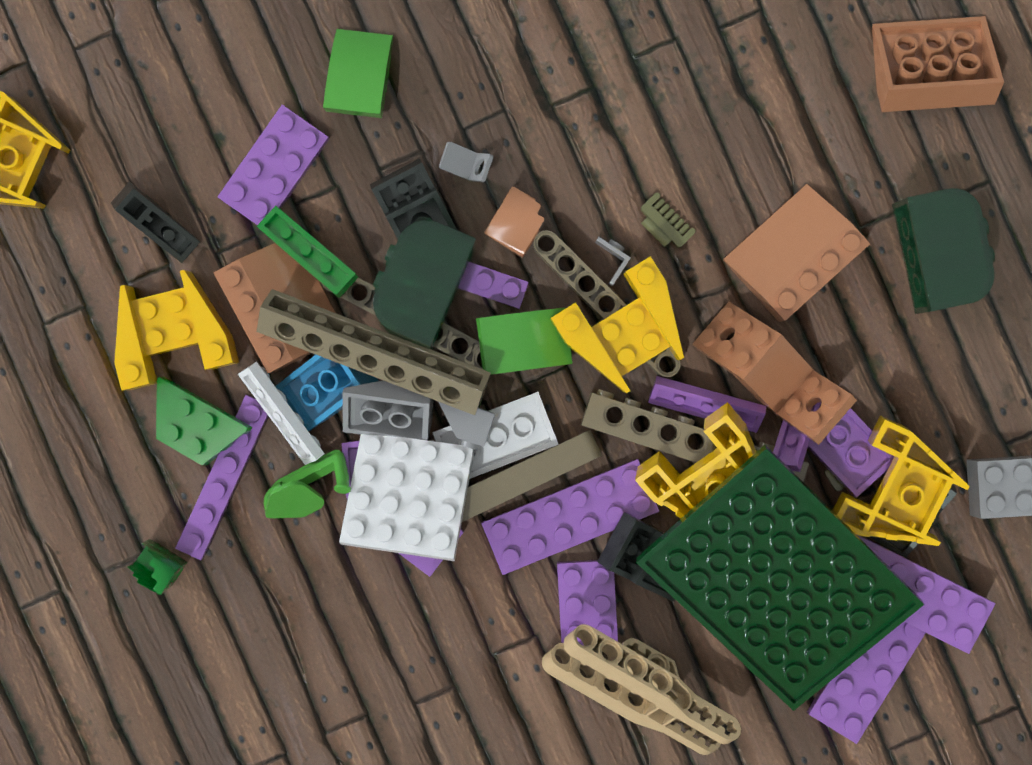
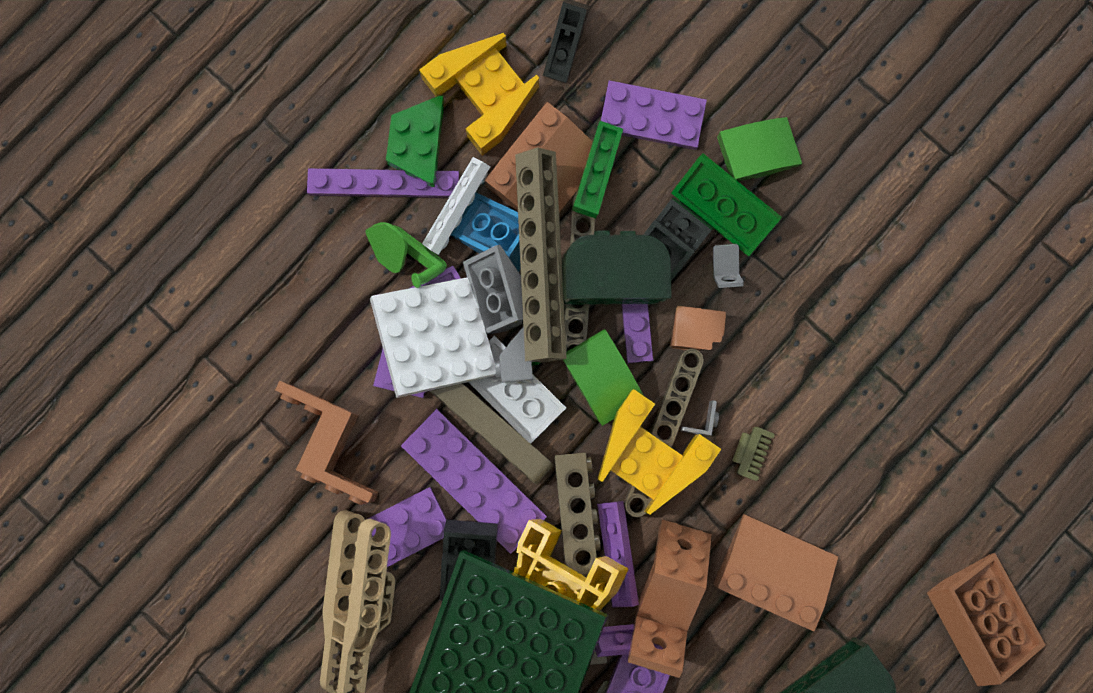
camera: 60 degrees right, 5 degrees down
(157, 567) = (286, 160): green piece -> none
(401, 134) = (726, 204): none -> green plate
(469, 649) = (327, 444): none -> nougat bracket

